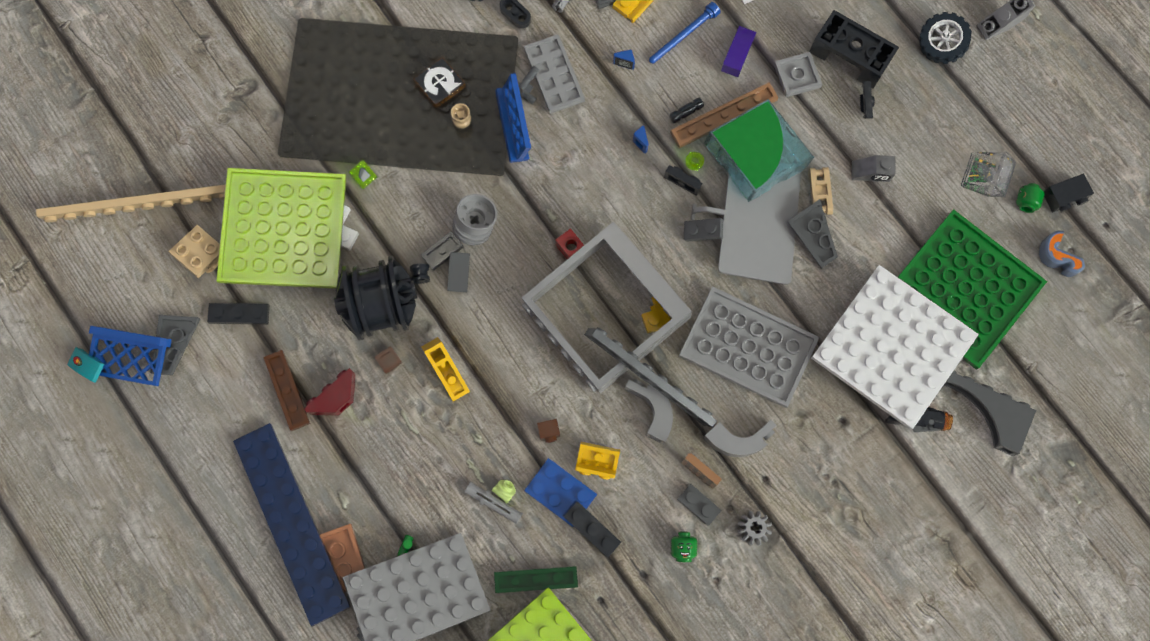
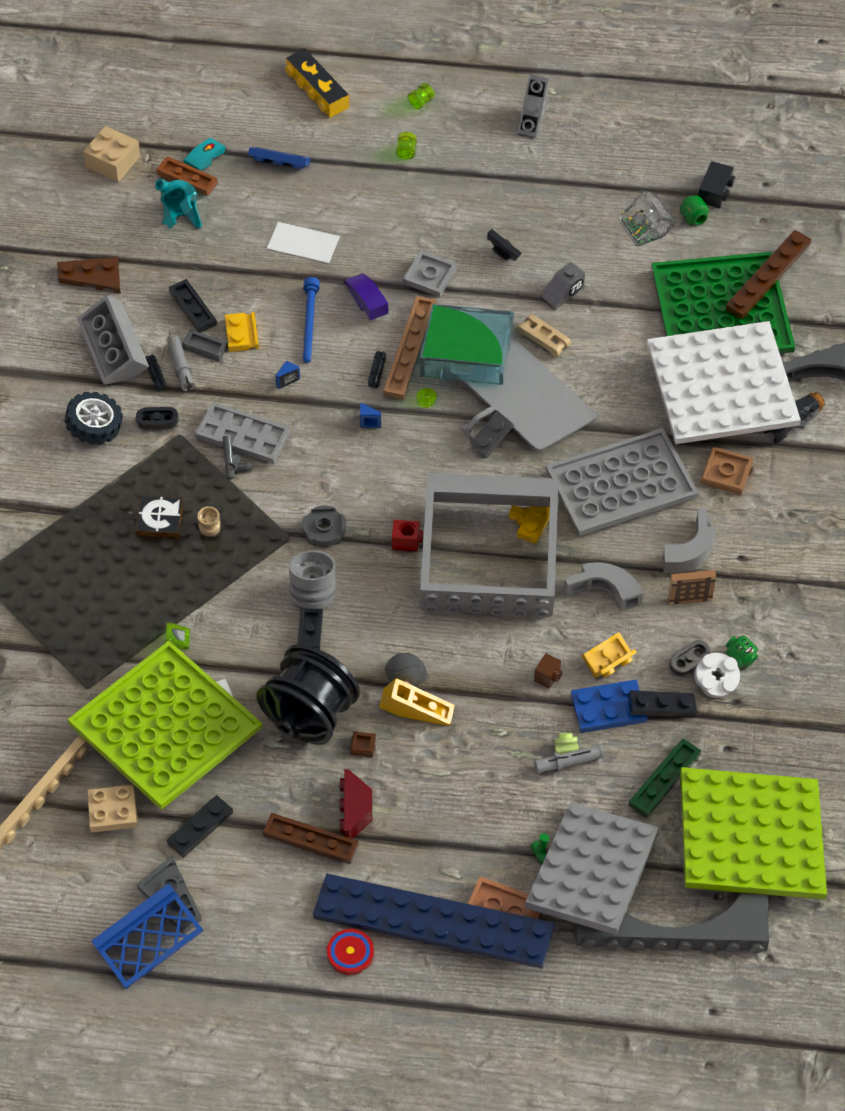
camera: 45 degrees left, 20 degrees down
(85, 365) = (121, 975): teal slope -> none
(227, 488) = (350, 951): none -> red tile
(458, 272) = (342, 630): dark grey tile -> none
(466, 338) = (406, 668): none -> dark grey hair
(513, 120) = (252, 490): blue fence -> none
(530, 178) = (327, 536): none -> dark grey plate
(646, 373) = (582, 551): dark grey plate -> none
(646, 515) = (688, 658): none -> plate
(651, 535) = (726, 666): none -> white plate
(681, 179) = (435, 416): black plate -> none
(699, 505) = (716, 617): dark grey plate -> none
(757, 522) = (774, 592): light grey gear -> none
(814, 233) = (574, 365): dark grey wing -> none
(828, 409) = (727, 470): none -> medium nougat tile
(837, 37) = (432, 217): black plate -> none
(945, 20) = (510, 141): black wheel -> none
(1024, 296) = (768, 274): none -> reddish brown plate
(1055, 257) = (758, 232): sand blue animal -> none

